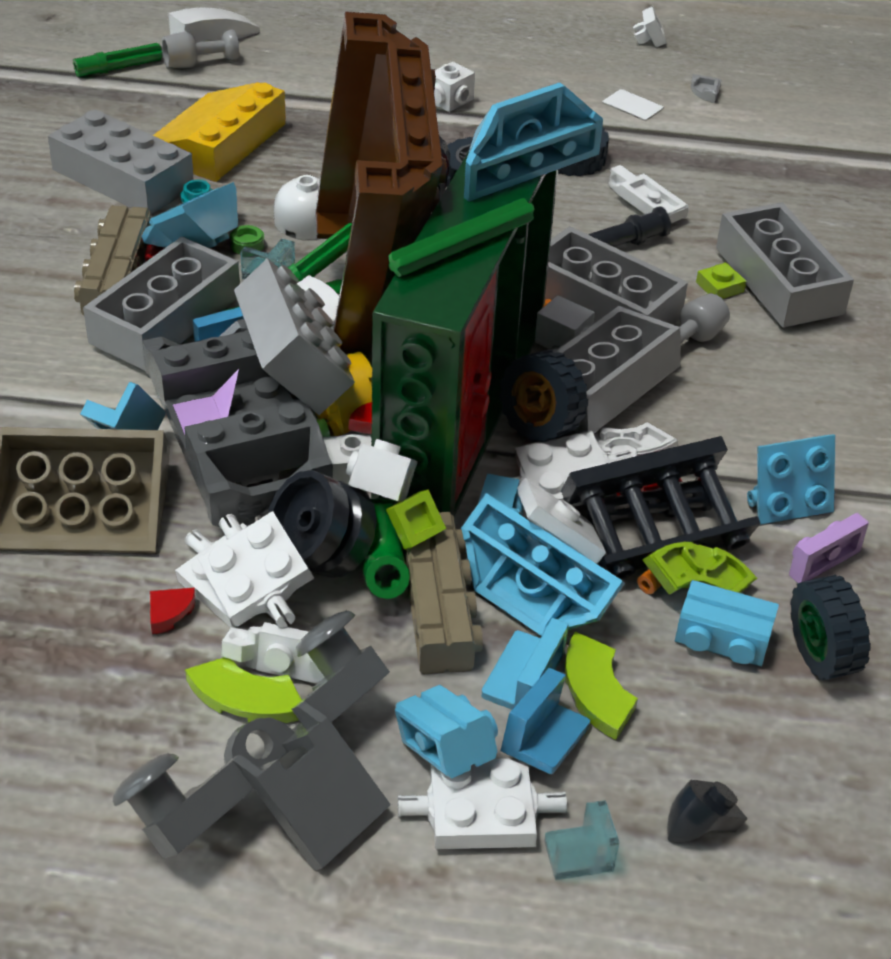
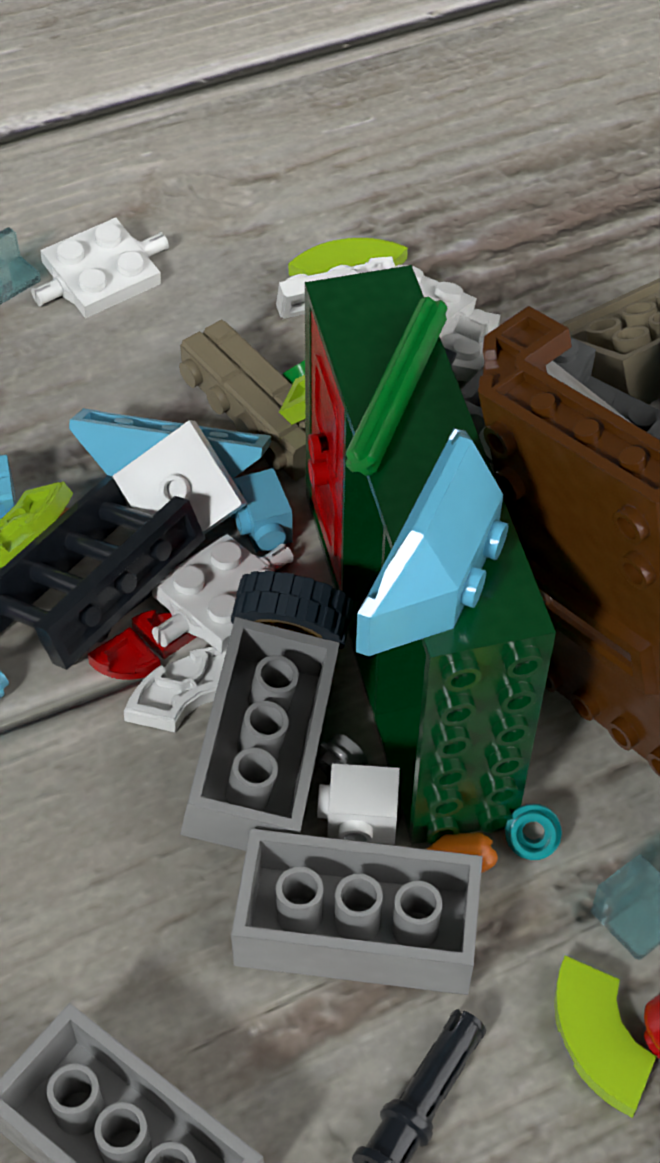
camera: 150 degrees right, 10 degrees up
(170, 607) = (480, 287): red tile -> none
(207, 408) = (621, 399): lavender sticker -> none
(317, 800) = (272, 234): dark grey piece -> none
(447, 730) = (154, 269): medium azure brick -> none
(524, 663) = (133, 379): medium azure panel -> none
(540, 728) = (80, 328): dark azure panel -> none
(595, 686) = (56, 392): lime tile -> none
(703, 318) = (193, 939): light grey piece -> none
(721, 280) = (219, 1086): lime plate -> none

